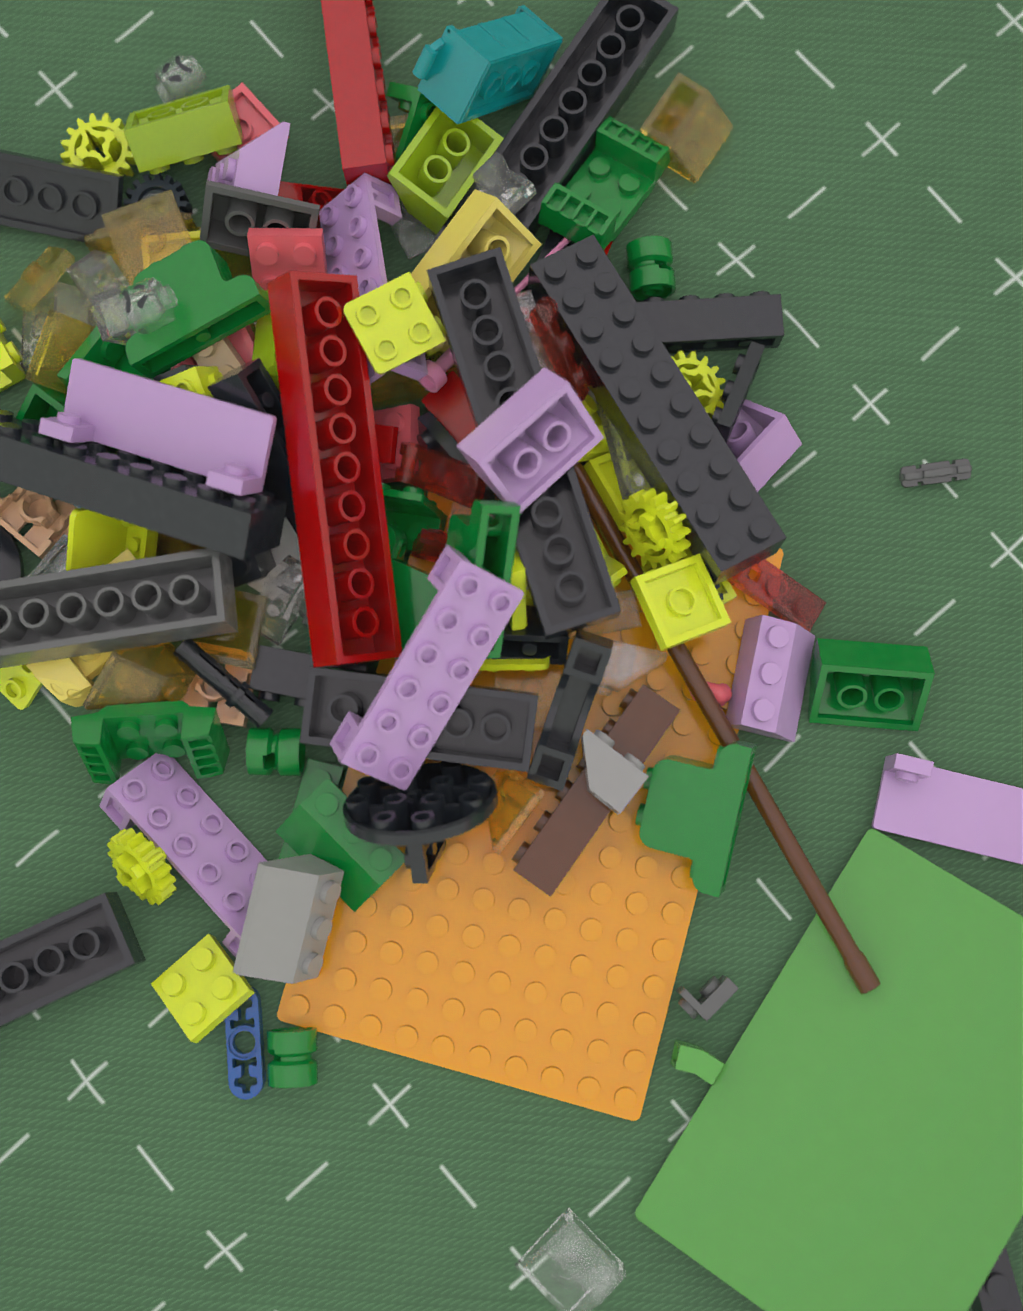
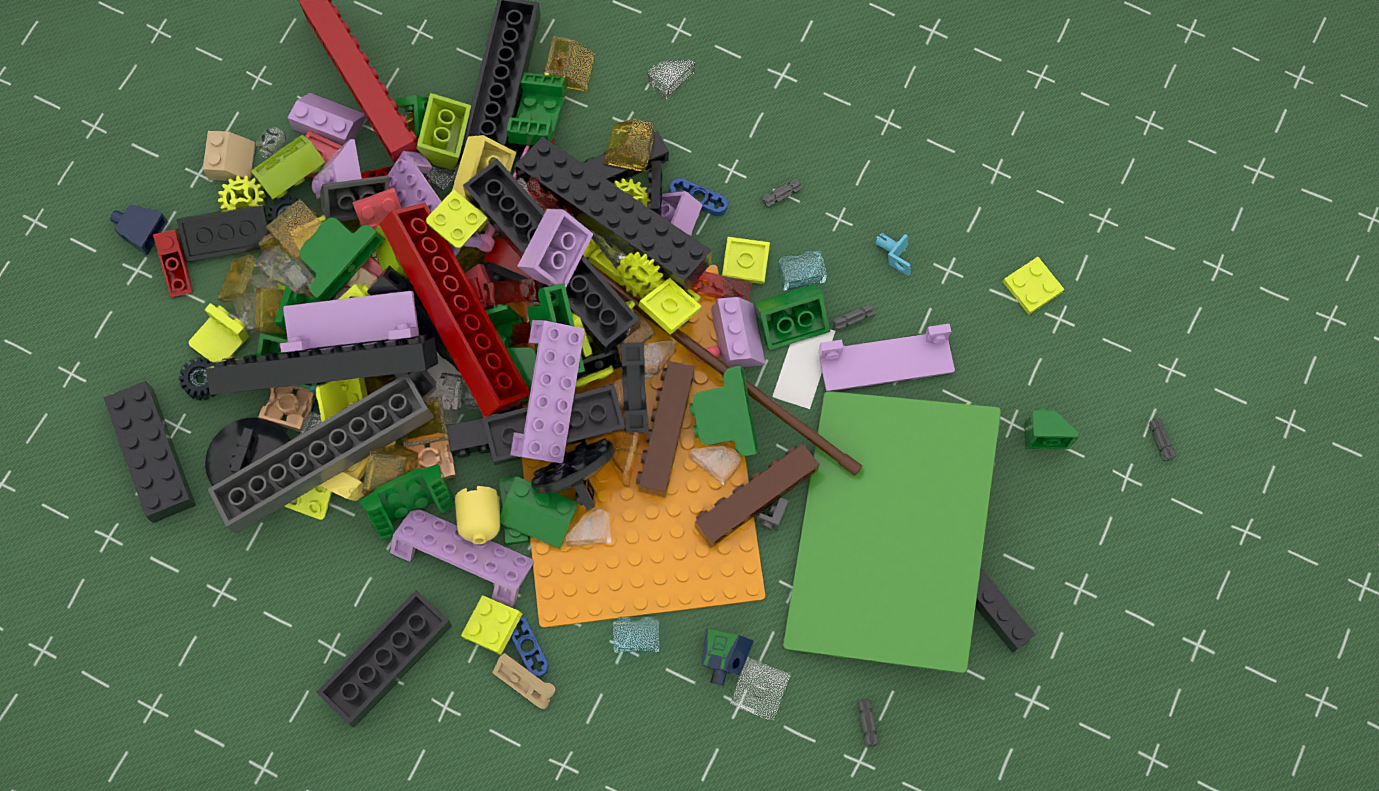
camera: 25 degrees left, 10 degrees down
(105, 76) = (228, 156): none -> tan slope
(141, 866) = (430, 570): neon yellow gear -> none
(147, 306) = (315, 262): clear head -> none
(215, 1099) = (524, 681): none -> tan plate
(223, 682) = (434, 451): black pin -> none
(247, 812) = (478, 514): none -> light yellow cylinder
(275, 751) = (484, 473): green wheel -> none
(276, 74) = (326, 119): none -> lavender slope
(288, 919) = (526, 560): light grey slope -> none
(292, 1057) = (559, 642): green wheel -> none
(413, 905) = (591, 529): none -> clear slope
(414, 1099) = (636, 635): none -> clear light blue brick
(486, 64) = (447, 70): teal container -> none
(506, 185) = (479, 127): clear bracket -> none
(537, 1193) = (724, 654): none -> dark blue torso
(609, 774) = (670, 412): light grey slope -> none
(650, 266) = (580, 143): green wheel -> none
(654, 878) = (717, 461): none -> clear slope
(694, 957) = (756, 495): none -> reddish brown brick
(696, 1060) = (781, 550): bright green piece -> none
(727, 301) = (630, 144): none -> clear yellow slope
(826, 437) = (715, 197): none -> blue beam
(833, 561) = (746, 260): none -> neon yellow plate
(837, 209) = (670, 75): none -> clear slope
(847, 776) = (801, 371): none -> white sticker
(916, 614) = (802, 270): none -> clear light blue brick
(966, 724) = (853, 317): none -> dark grey axle

